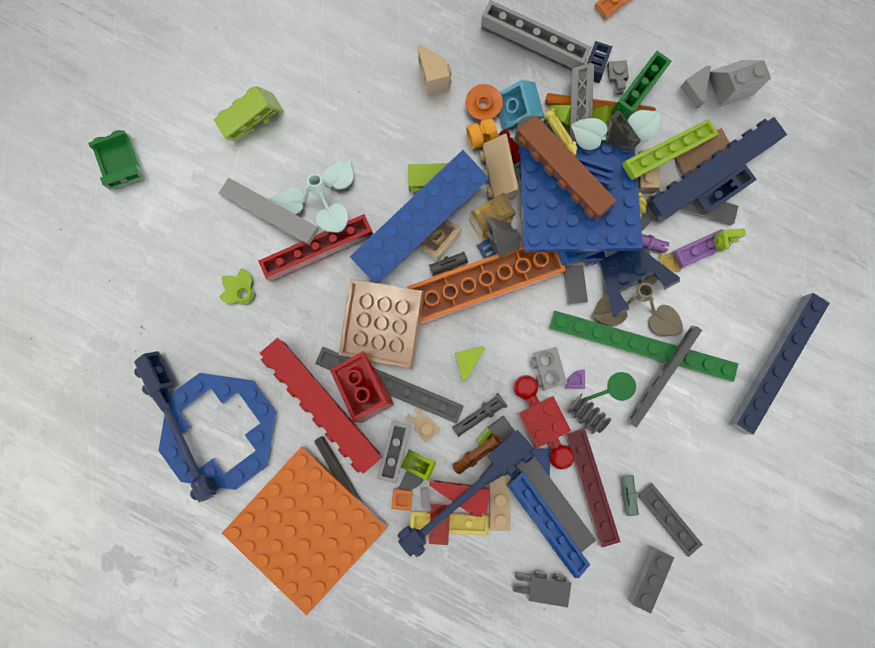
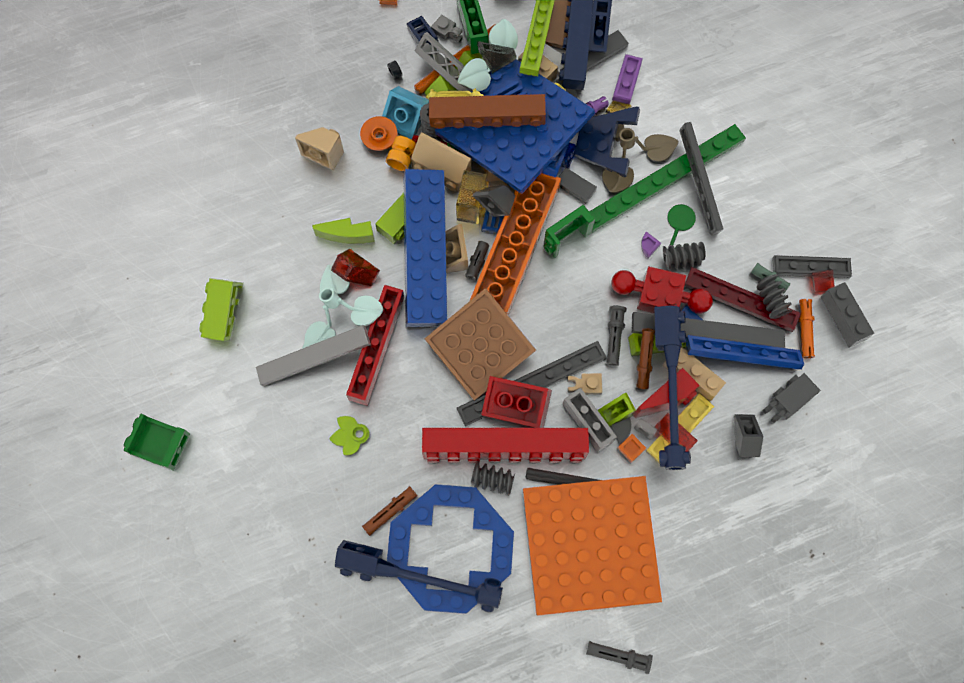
camera: 45 degrees left, 10 degrees down
(215, 366) = (389, 511): none -> dark orange pin
(246, 625) = (630, 658): none -> dark grey pin
(291, 418) = (492, 478): none -> dark grey piece
(361, 180) = (354, 268): none -> clear red slope
(385, 148) = (345, 232): none -> lime slope
(467, 360) = (565, 308): lime slope -> none
(486, 578) = (747, 435): none -> dark grey slope
(534, 35) = (364, 57): light grey brick -> none
(545, 310) = (579, 220): none -> green panel
(547, 66) = (394, 69): none -> black axle
(554, 367) = (626, 250): light grey brick -> none
(613, 511) = (773, 297): none -> dark grey piece
(619, 550) = (806, 321): none -> orange pin
(664, 537) = (822, 280): none -> clear red tile
(726, 237) = (635, 54): lime bracket -> none
(779, 364) = (759, 98): dark blue brick -> none

